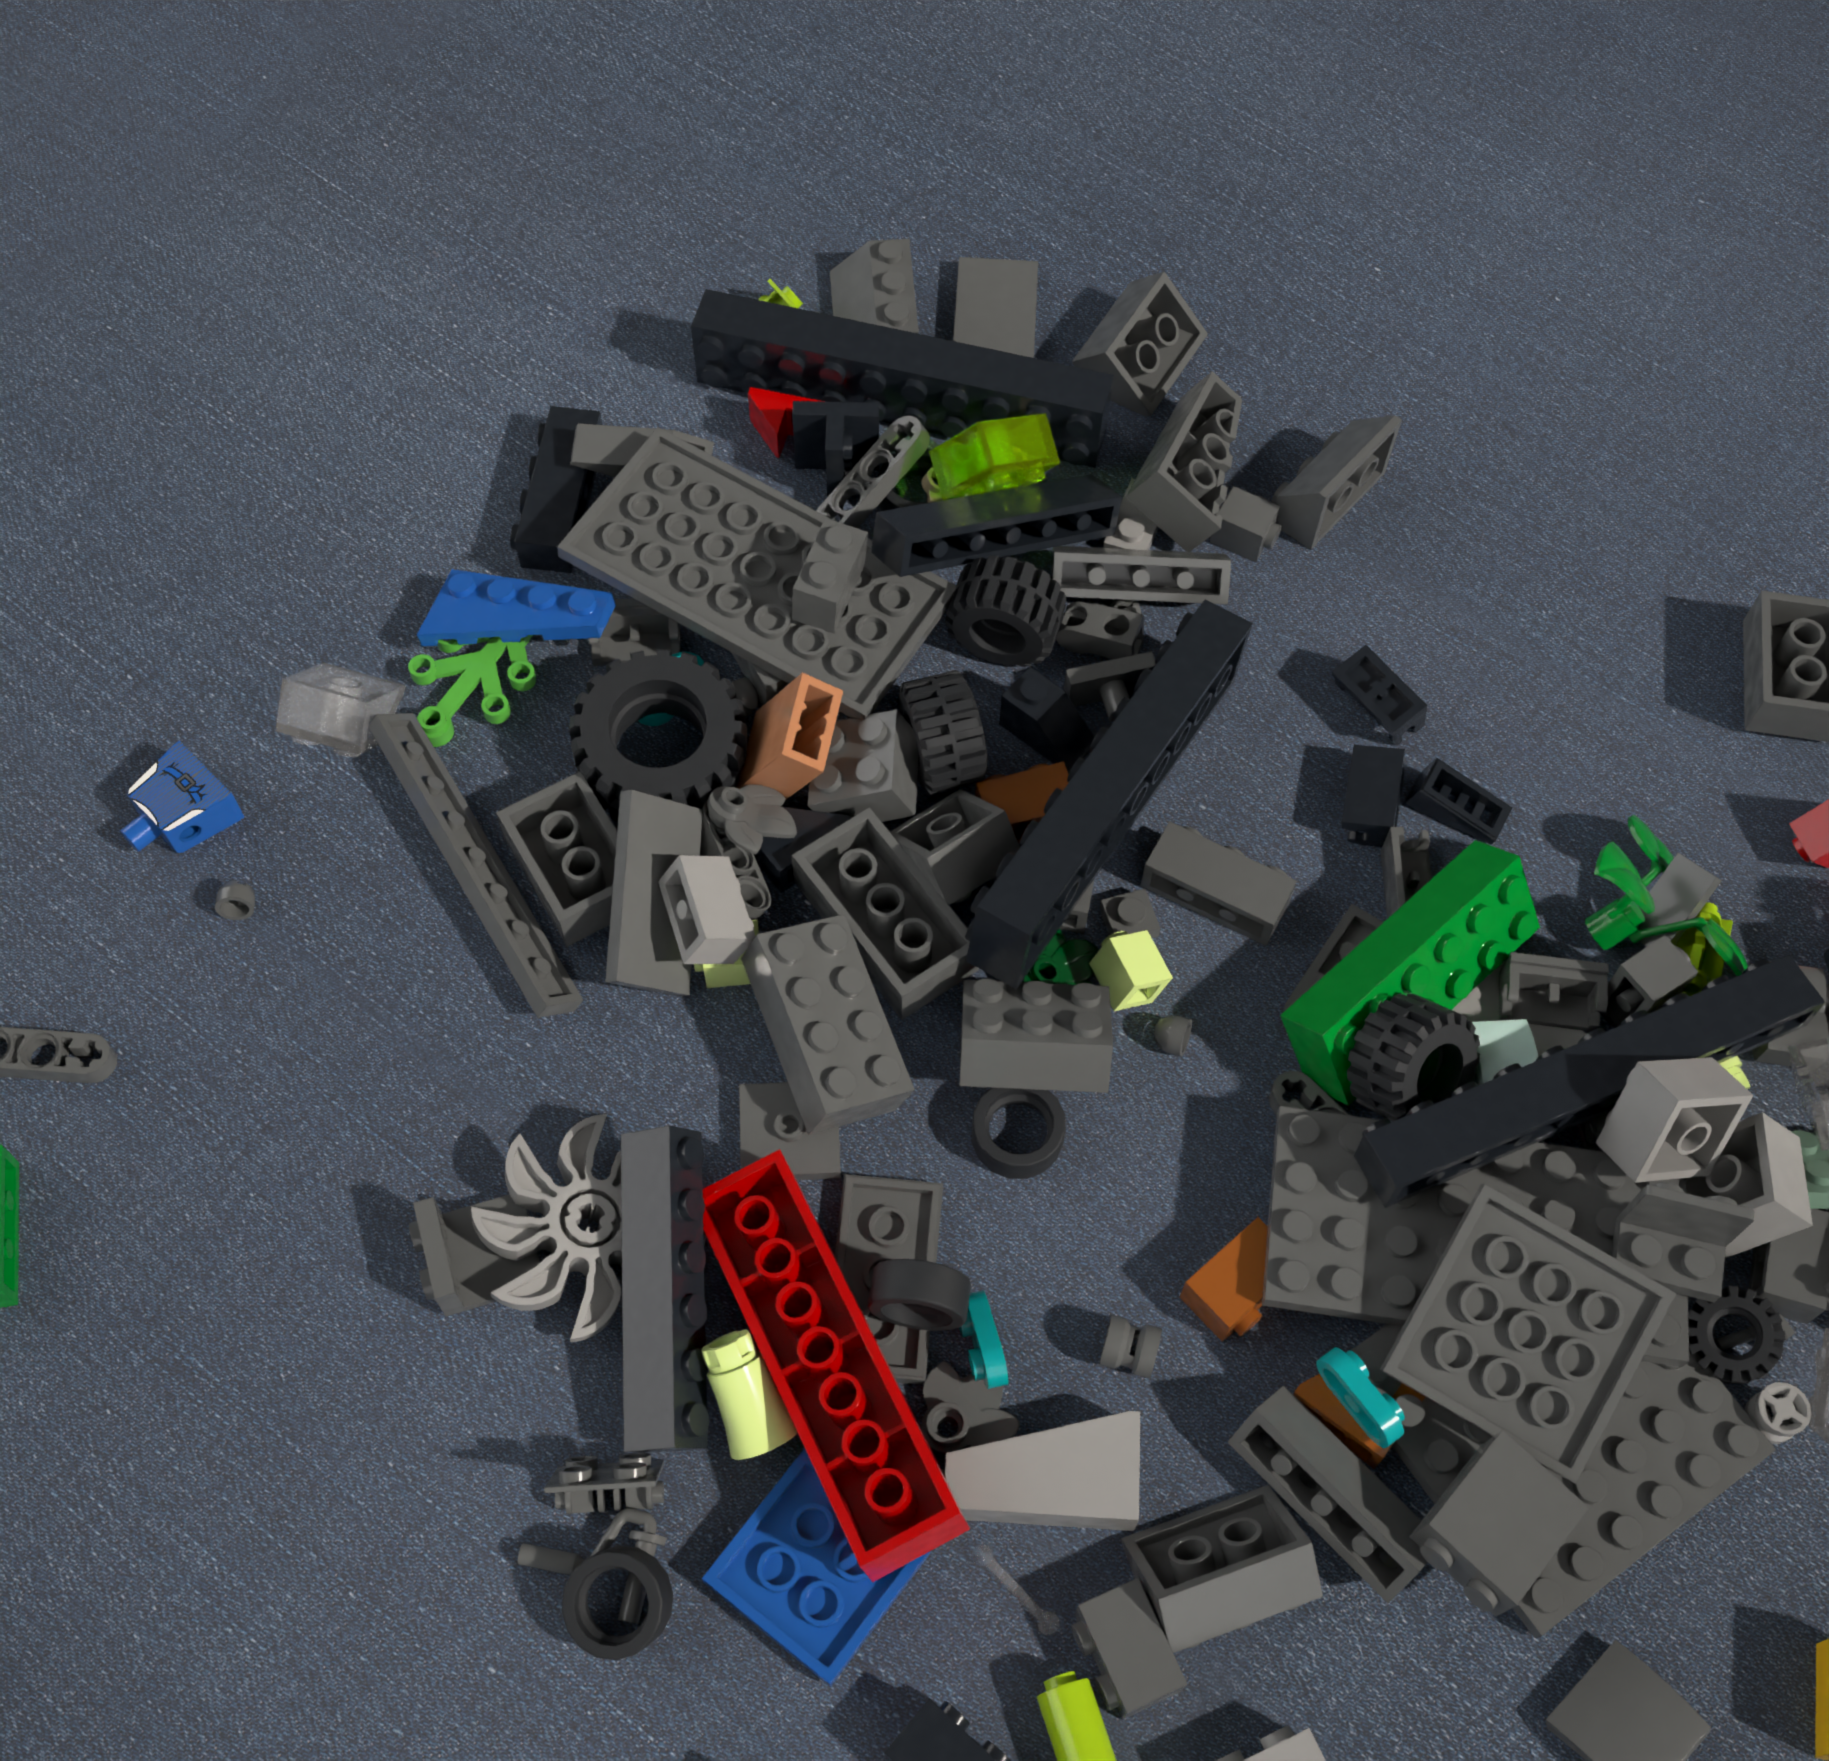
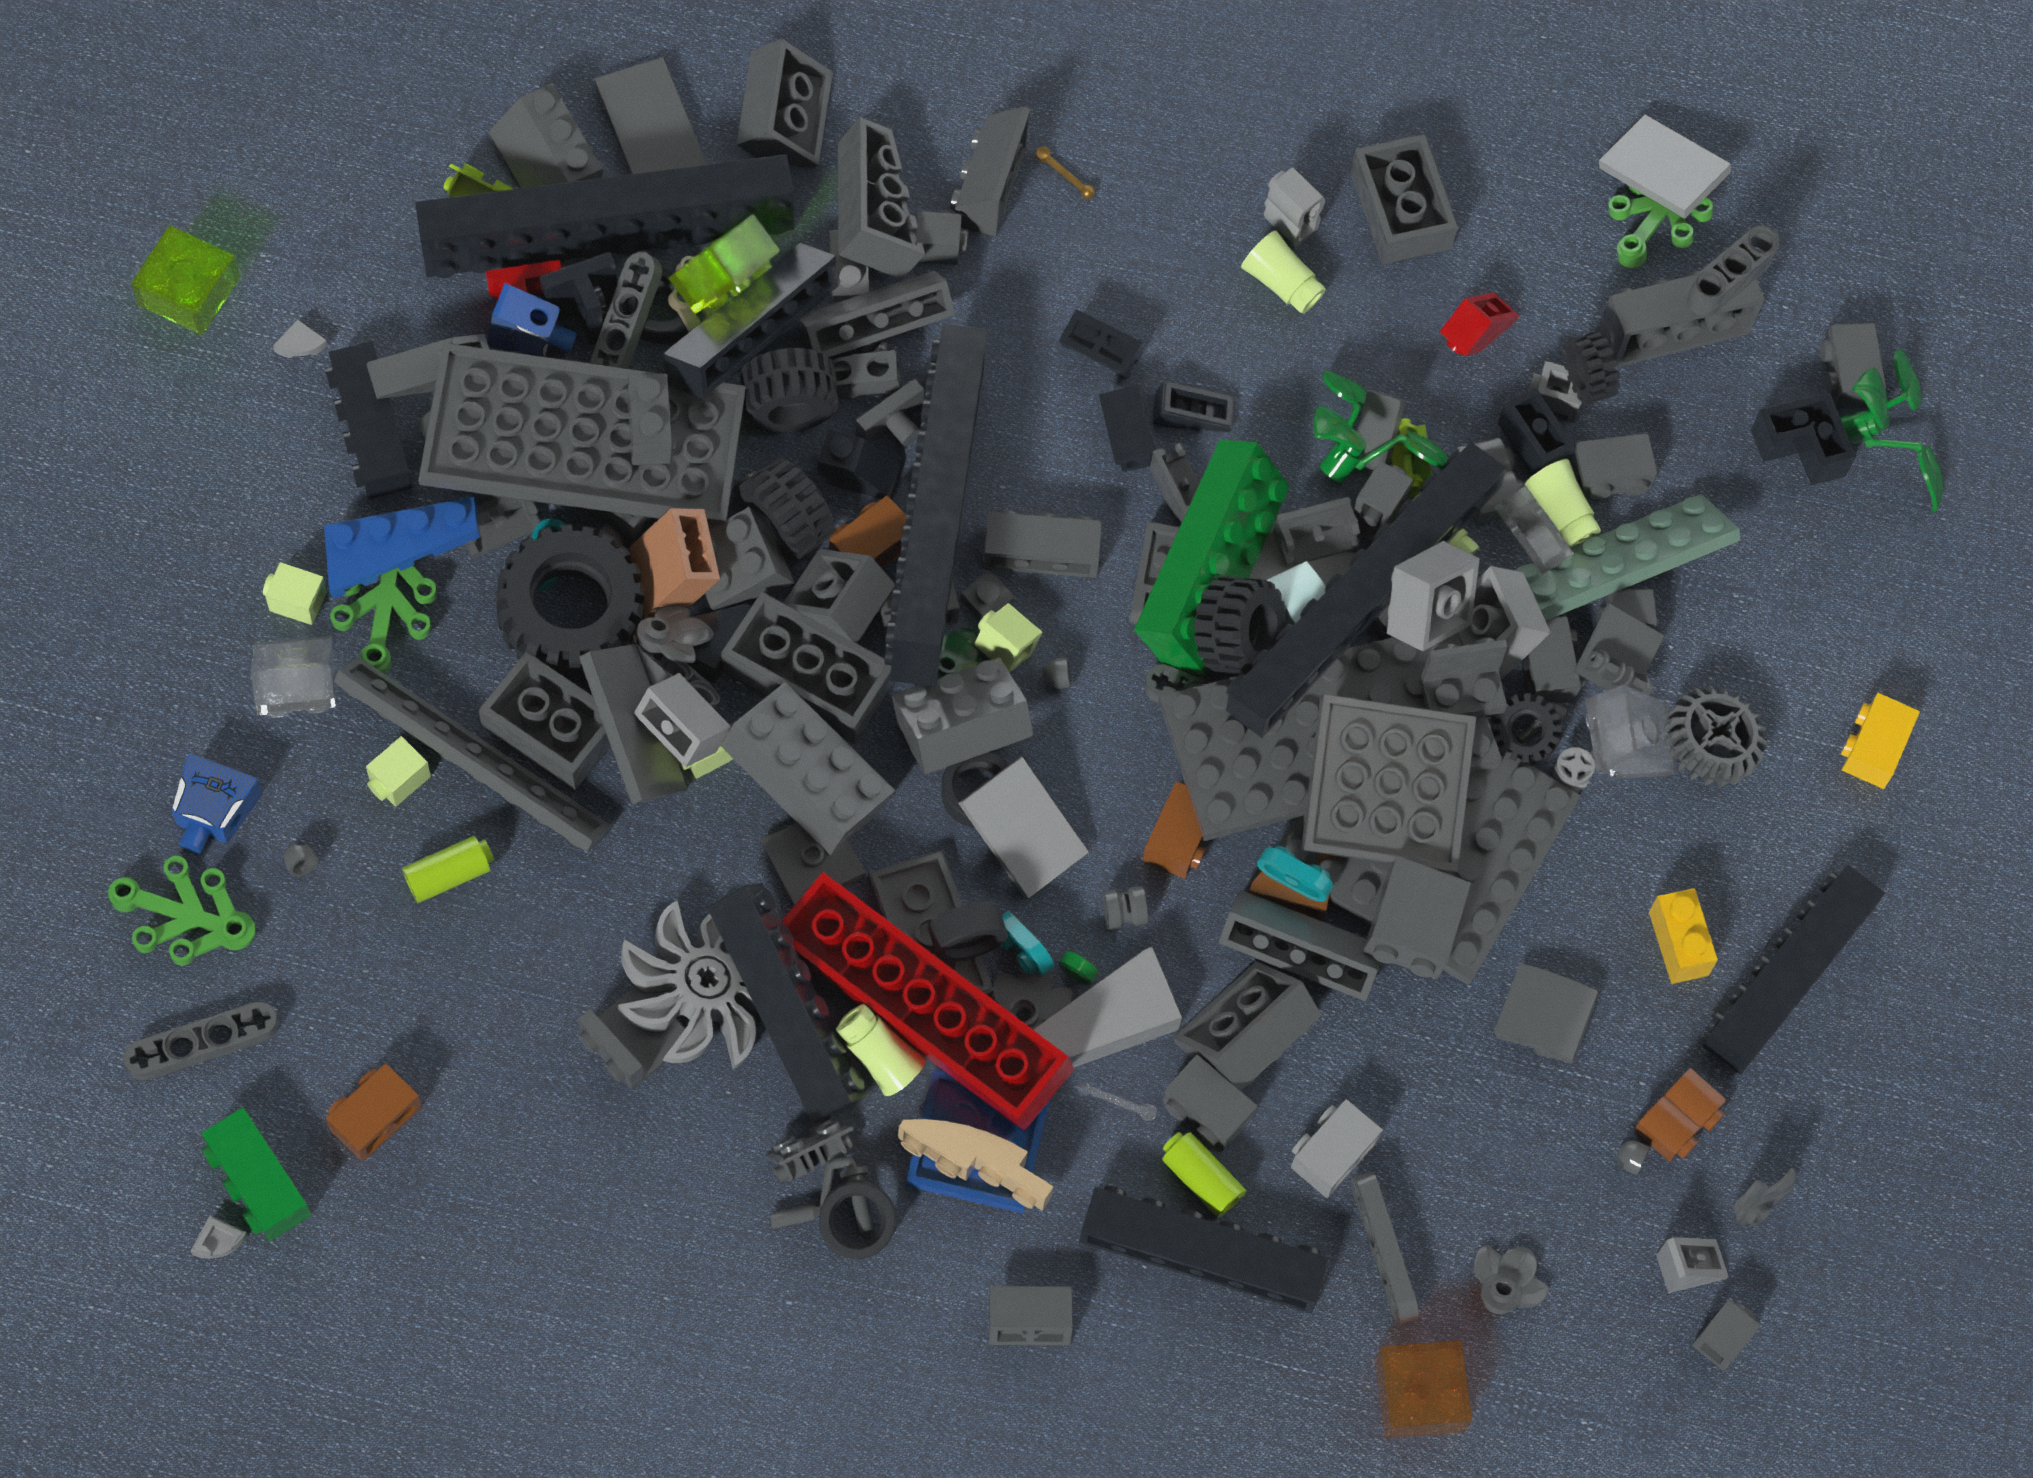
camera: 30 degrees left, 5 degrees up
(86, 911) = (186, 915): none -> bright green plant
(144, 1213) = (373, 1111): none -> dark orange brick
(379, 973) = (447, 868): none -> lime brick
(385, 849) = (397, 772): none -> yellowish green brick
(388, 627) = (295, 593): none -> yellowish green brick
(456, 297) = (185, 280): none -> clear neon green brick
(535, 393) = (299, 341): none -> light grey tile
(766, 449) = (527, 324): none -> blue torso
(787, 1572) = (962, 1148): none -> tan slope
(1039, 1397) = (1078, 968): none -> green tile
(1048, 1197) = (1023, 827): none -> light grey tile
(1399, 488) = (1043, 156): none -> pearl gold hinge
(1624, 694) = (1283, 272): none -> yellowish green plant
(1664, 627) = (1293, 206): none -> light grey brick

